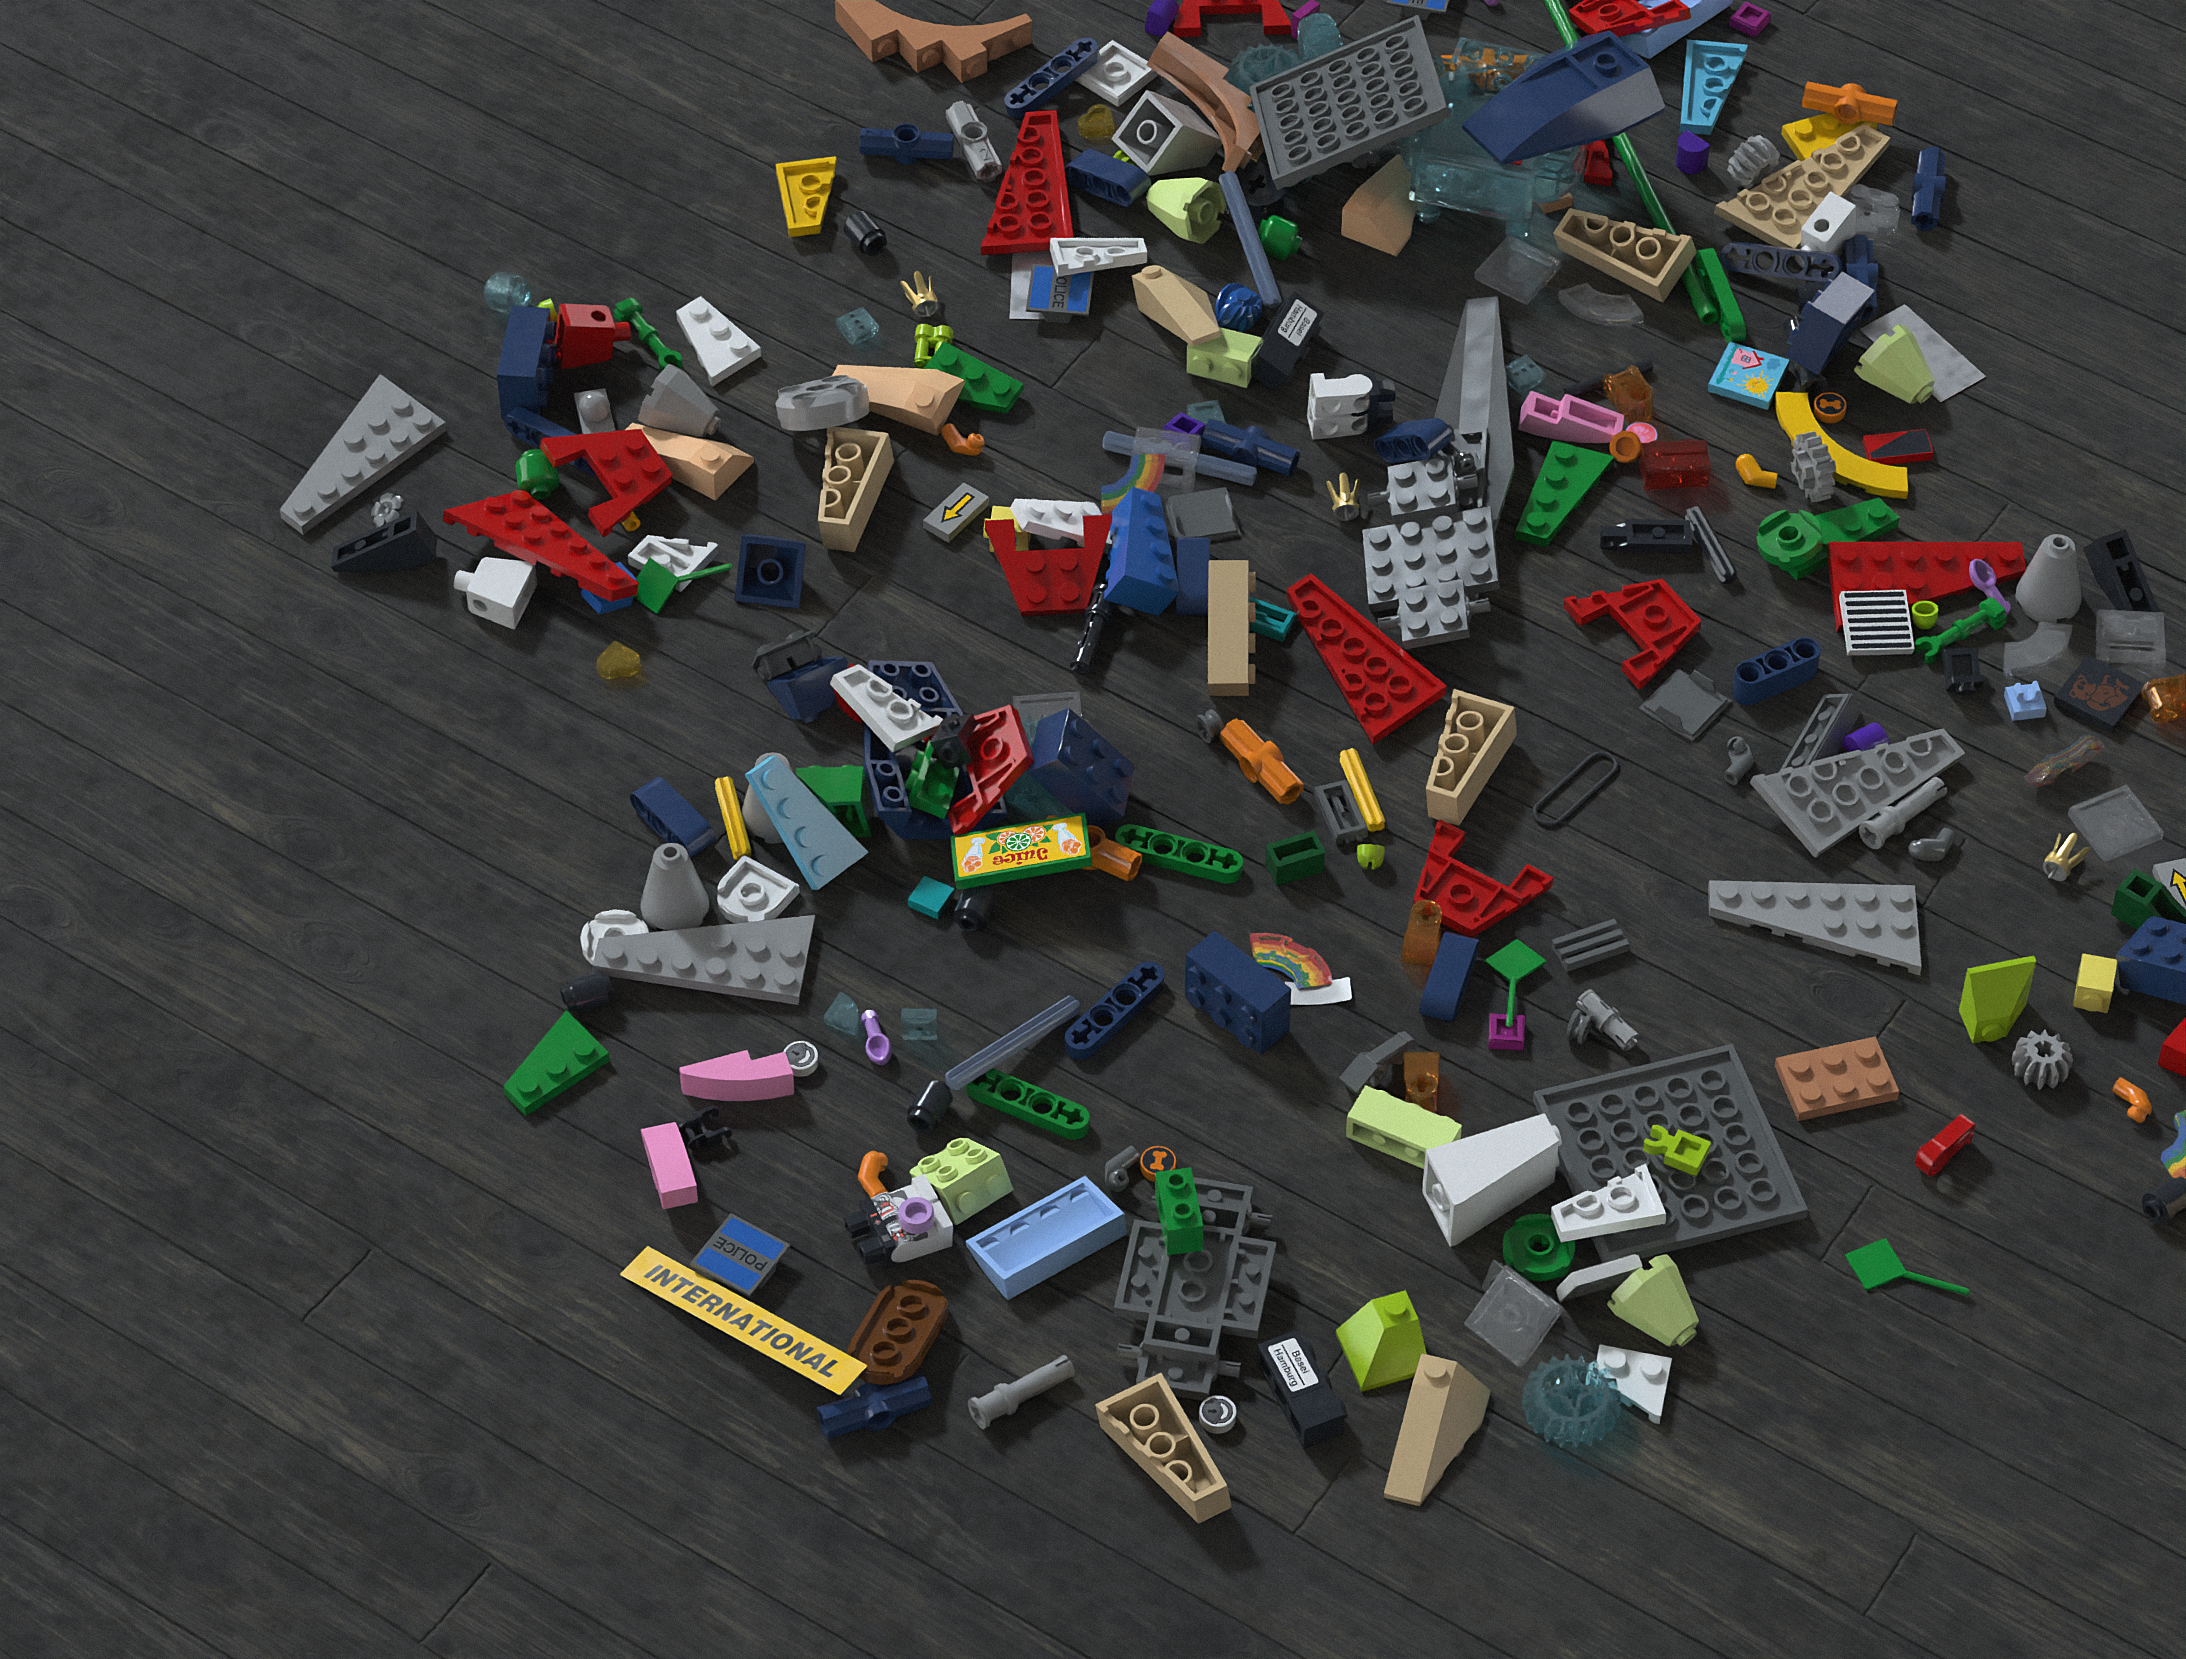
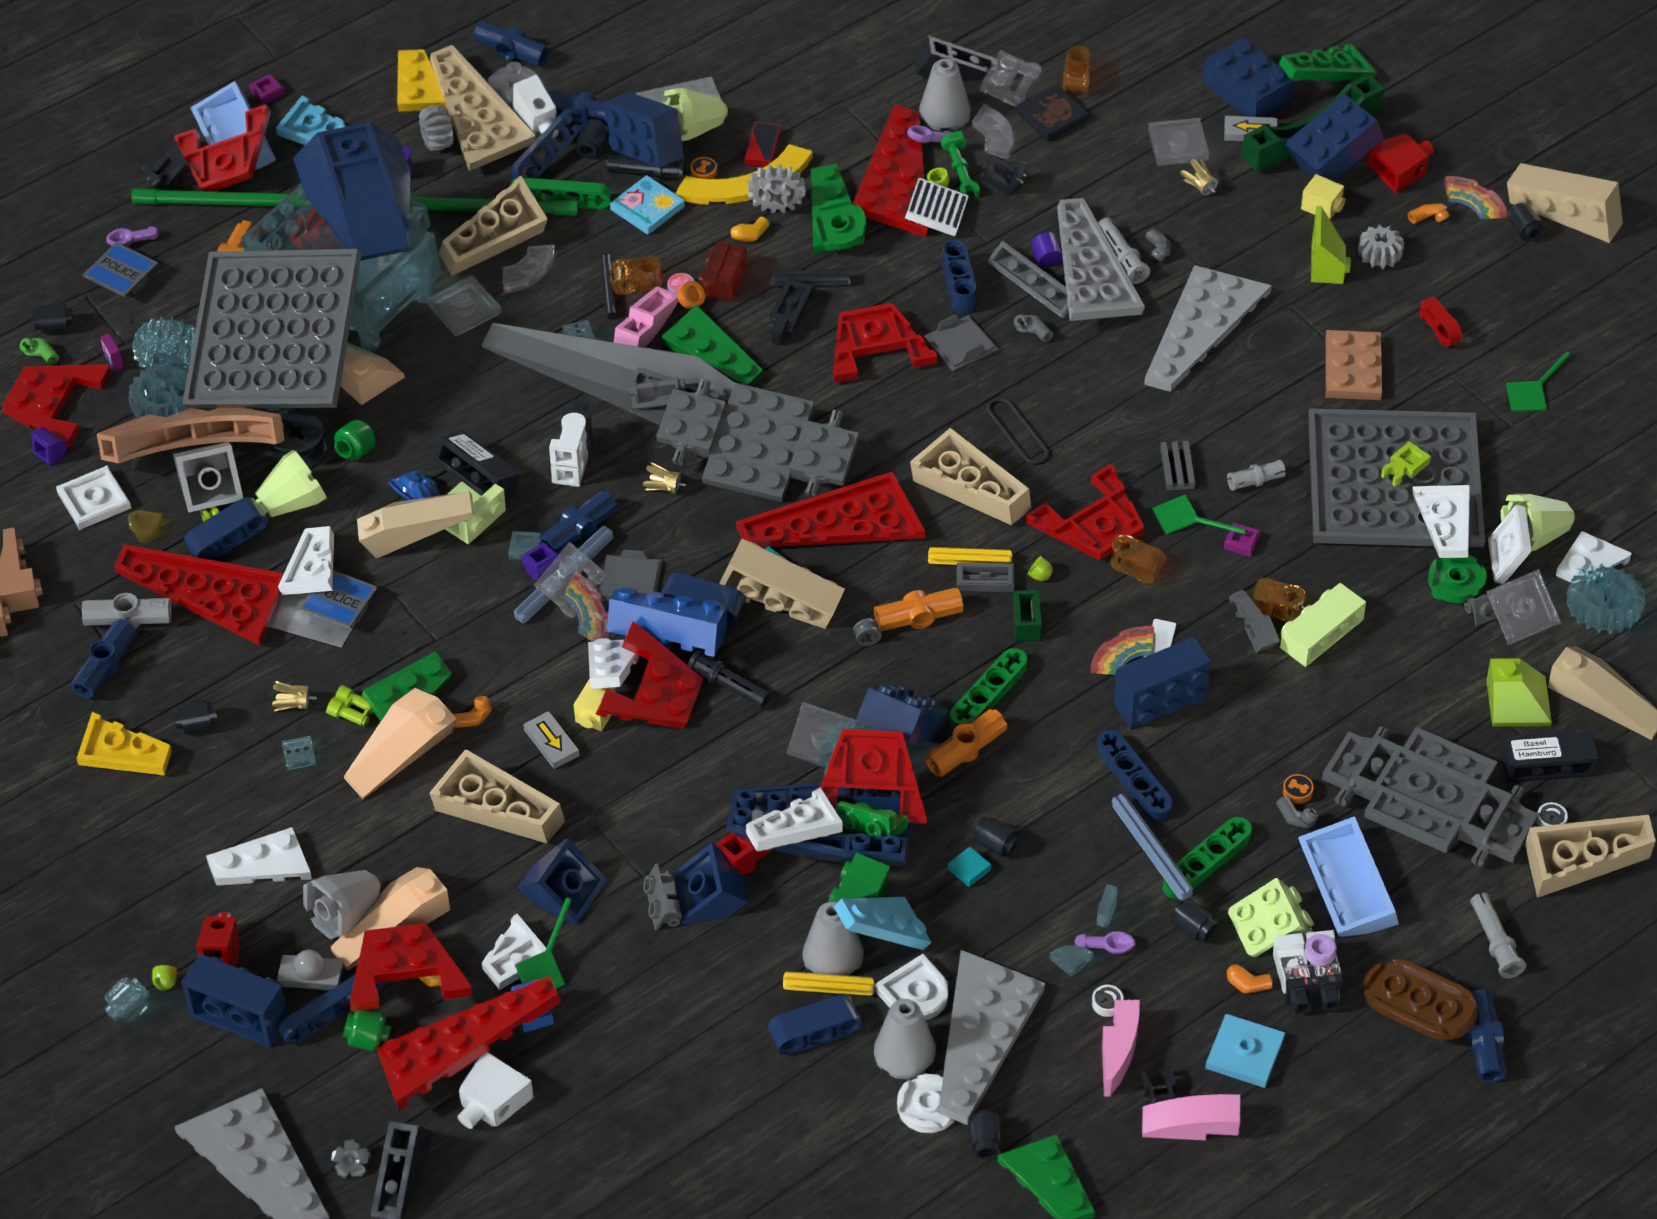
camera: 70 degrees left, 0 degrees up
(618, 661) = (611, 1024): clear yellow tile -> none
(630, 311) = (261, 902): green piece -> none
(740, 1255) = (1306, 1090): piece -> none
(744, 1320) = (1375, 1103): yellow sticker -> none
(780, 1194) = (1245, 1050): none -> medium azure plate
(822, 403) = (402, 790): light grey piece -> none
(951, 740) = (847, 784): black bracket -> none
(1021, 851) = (967, 781): tile -> none
(1079, 56) = (82, 537): dark blue beam -> none
(1179, 1211) = (1380, 772): green brick -> none
(1250, 240) = (354, 454): sand blue axle -> none
(1413, 440) = (636, 412): dark blue beam -> none
(1449, 977) = (1185, 555): dark blue beam -> none
(1489, 1174) = (1397, 585): white slope -> none
(1579, 1026) = (1258, 492): dark grey bush -> none
(1849, 103) = (409, 53): orange piece -> none
(2025, 701) = (1041, 153): light blue tile -> none
(2071, 757) = (1113, 149): clear tile -> none

